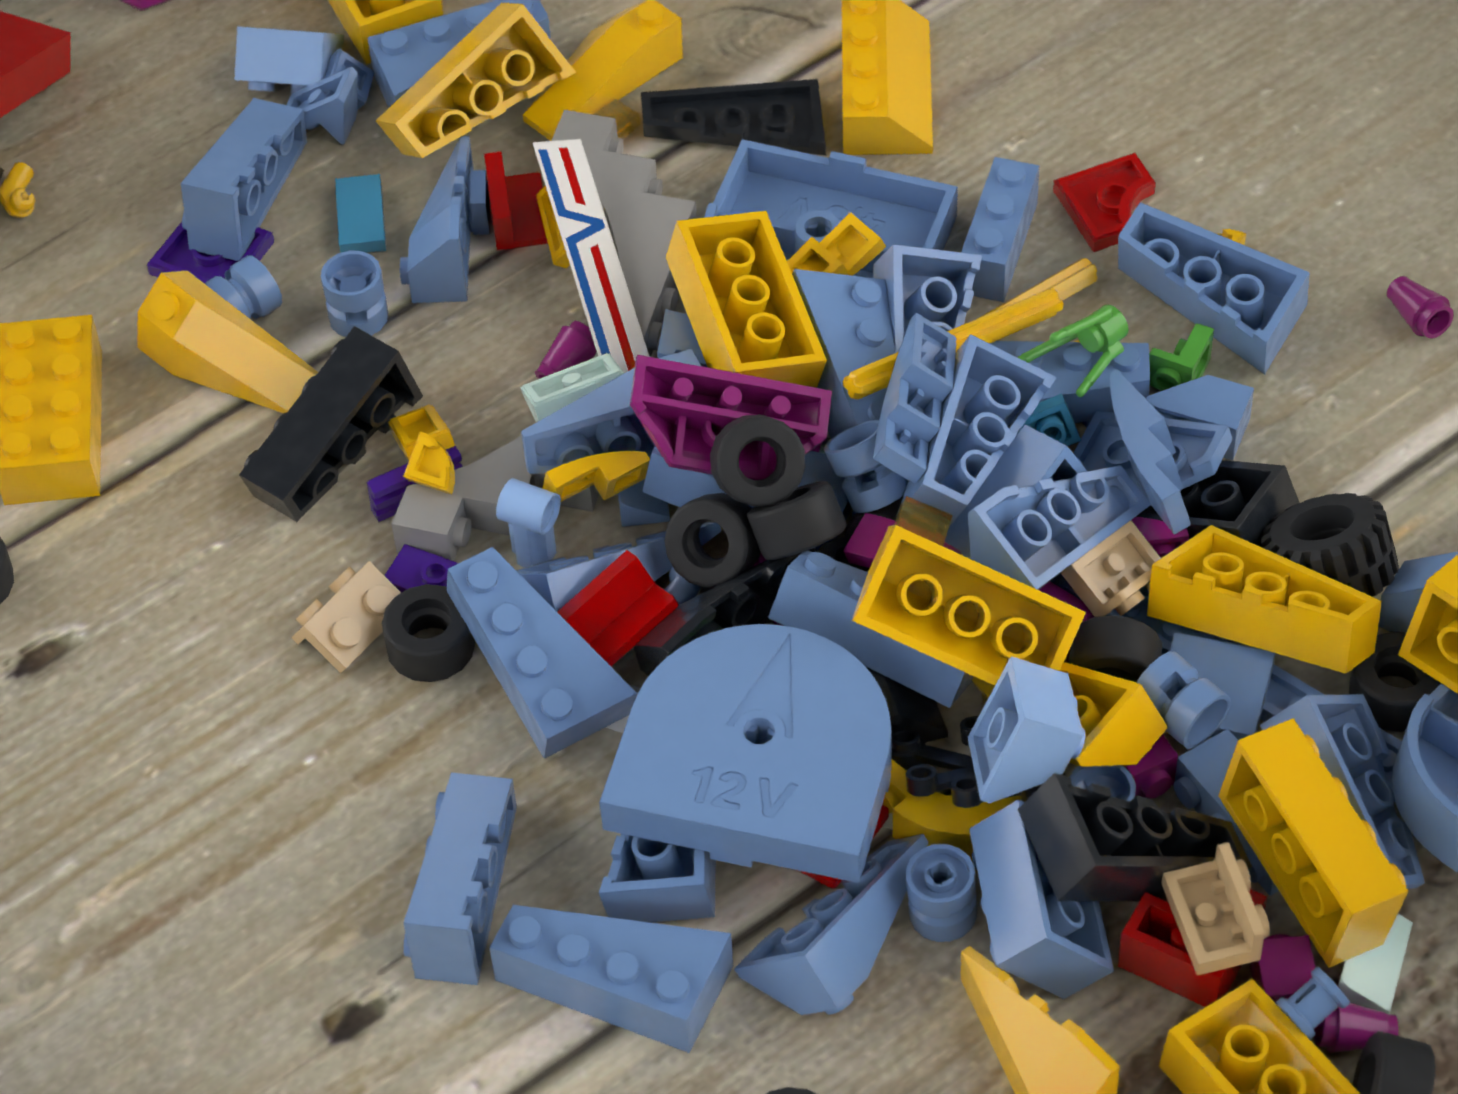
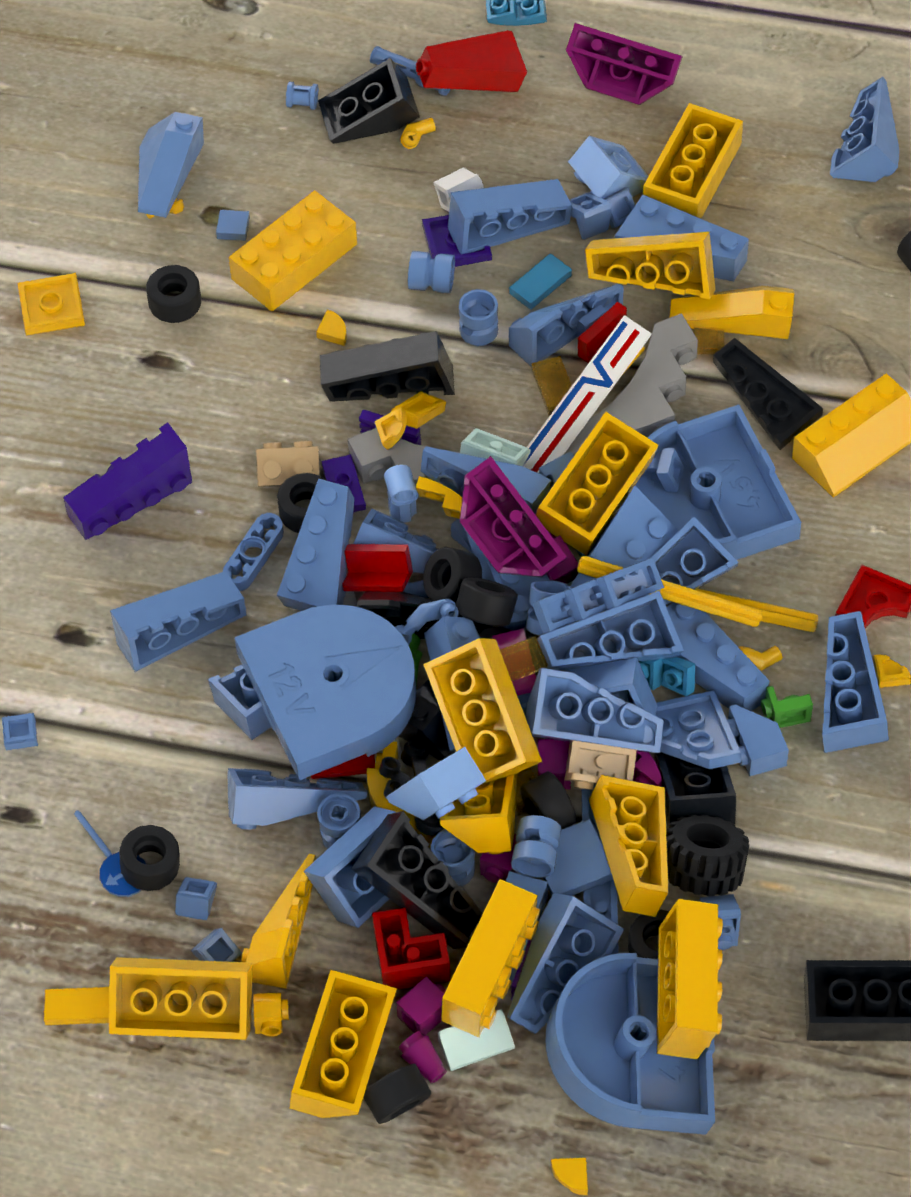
camera: 50 degrees right, 5 degrees up
(153, 201) = (456, 181): none -> white brick
(200, 448) = (332, 329): none -> yellow tile
(206, 795) = (130, 484): none -> dark purple wedge
(216, 345) = (392, 282): yellow wedge -> none
(439, 717) = (254, 538): none -> medium blue beam
(519, 294) = (551, 381): none -> clear yellow tile
(569, 348) = (524, 433): magenta cone -> none
(616, 969) = (184, 724): medium blue wedge -> none
(757, 581) = (425, 613): none -> medium blue arm
(789, 459) = (474, 561): black tyre -> none
(842, 251) = (679, 500): yellow slope -> none
(1002, 225) = (796, 562): medium blue brick -> none
(1096, 332) = (742, 650): bright green plant -> none
(1149, 451) = (688, 721): medium blue slope -> none
(1217, 912) = (409, 942): tan bracket -> none
(1313, 1002) = (404, 1024): medium blue bush -> none

